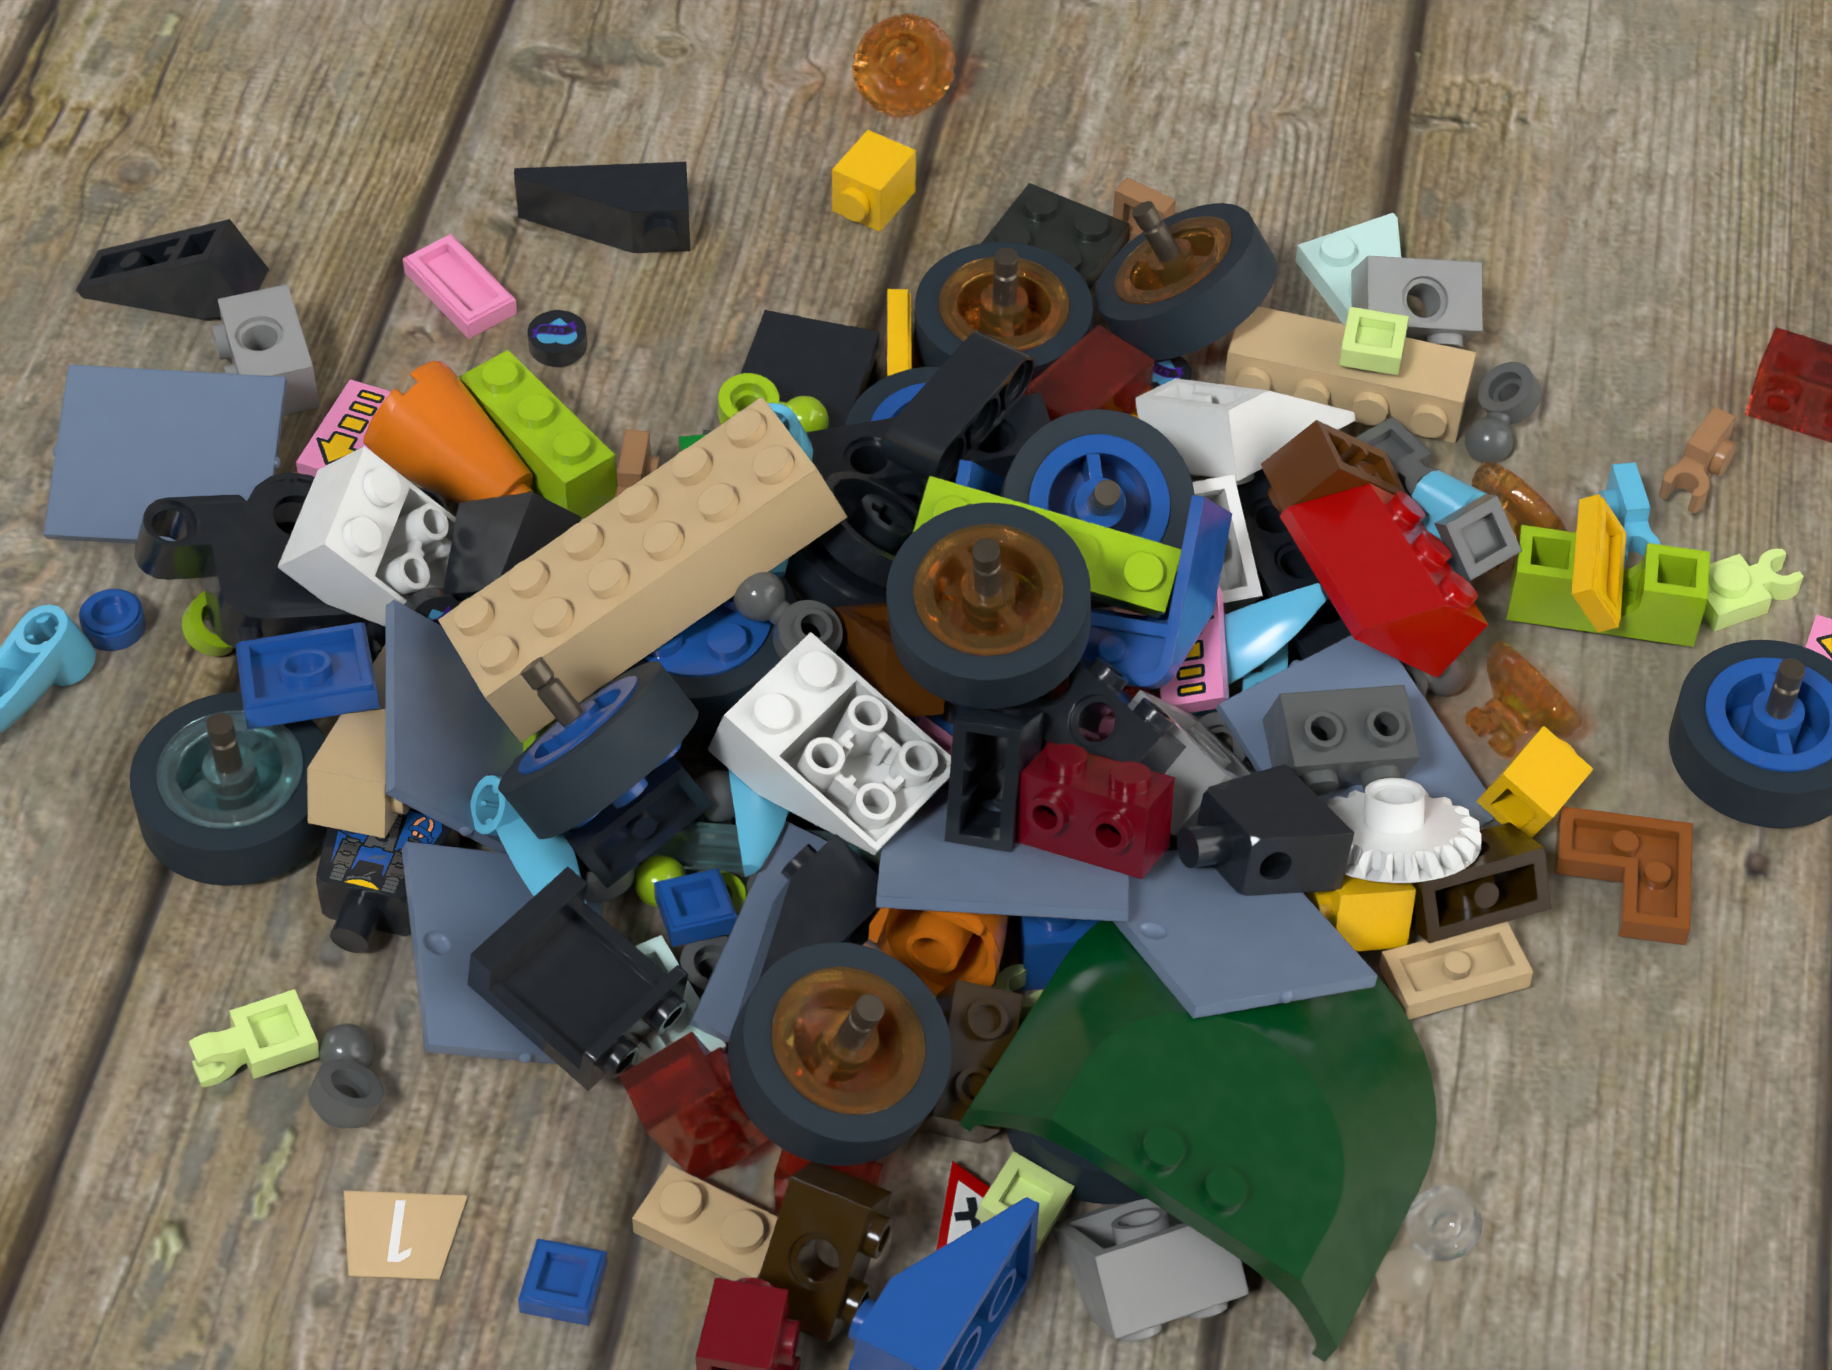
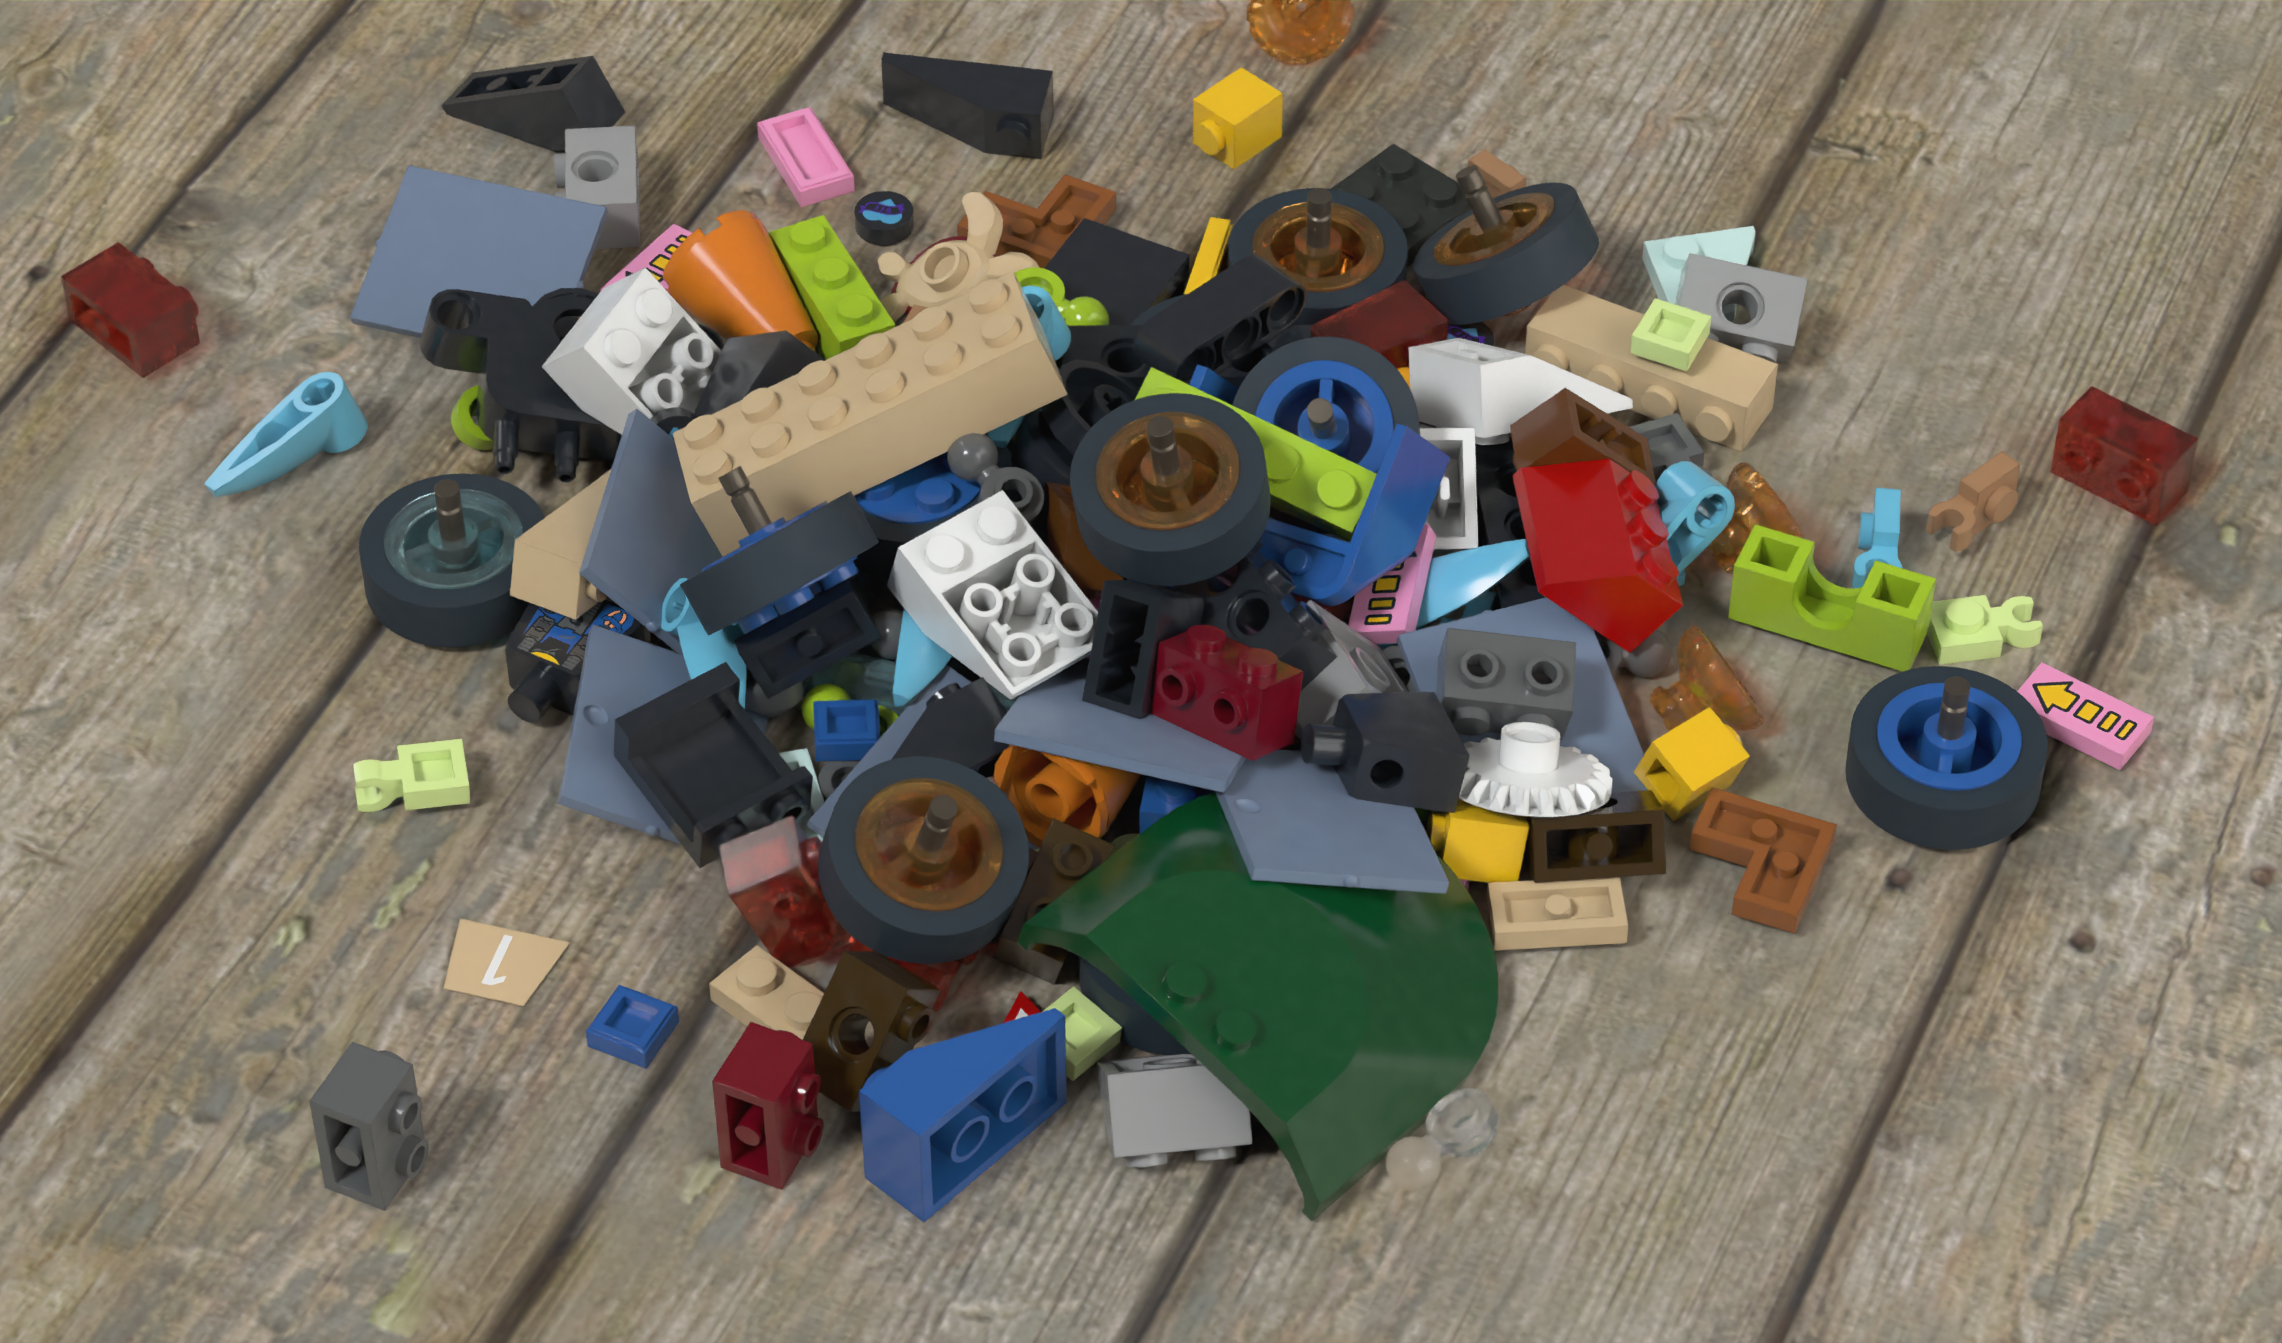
camera: 15 degrees right, 5 degrees down
(112, 619) = (391, 402): blue tile -> none
(306, 675) = (543, 466): blue tile -> none
(344, 1087) = (484, 826): dark grey plate -> none
(654, 386) = (951, 264): none -> tan animal
(714, 333) = (1046, 229): none -> dark orange plate
(1478, 536) = (1703, 526): plate -> none
(1507, 396) = (1802, 415): dark grey plate -> none
(1599, 563) = (1820, 571): yellow tile -> none

